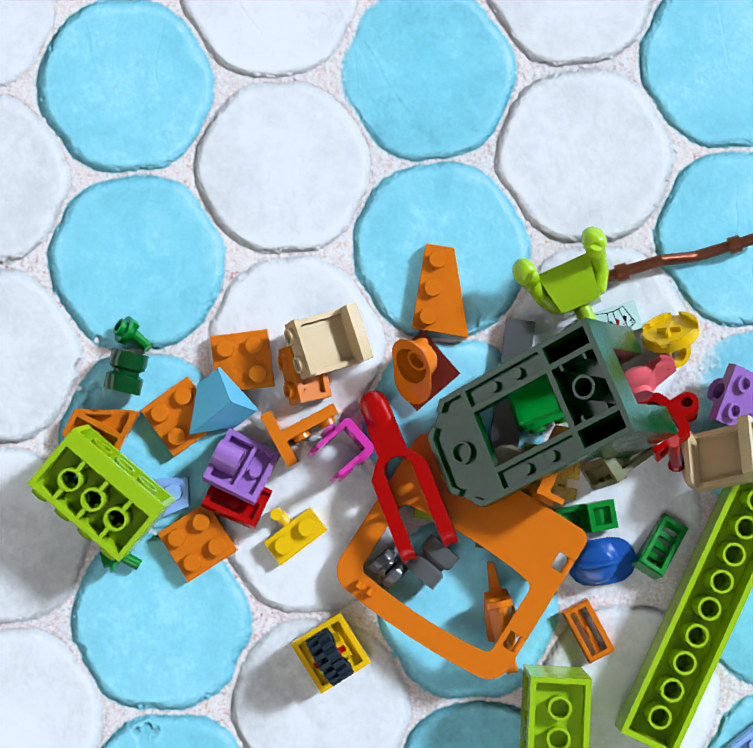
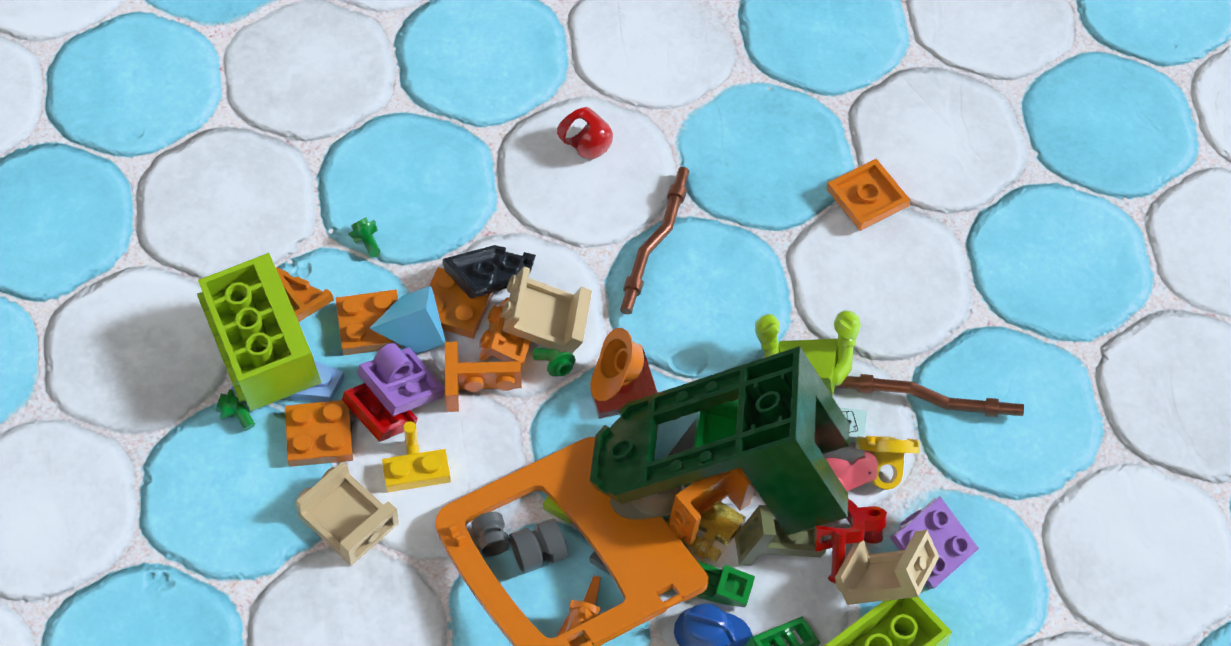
camera: 20 degrees right, 30 degrees down
(125, 371) = (338, 262): dark green wheel -> none
(257, 321) = (486, 269): none -> black tile
(262, 605) = (345, 514): none -> tan panel
(270, 127) = (592, 139): none -> red helmet
(330, 652) = (387, 584): plate -> none
(358, 438) = (500, 420): dark pink piece -> none
(360, 379) = (559, 362): none -> green plate
(375, 158) = (634, 283): none -> copper bar
(388, 445) = (556, 418): red piece -> none
(439, 294) = (675, 328): orange wing -> none
(540, 76) = (868, 194): none -> orange plate

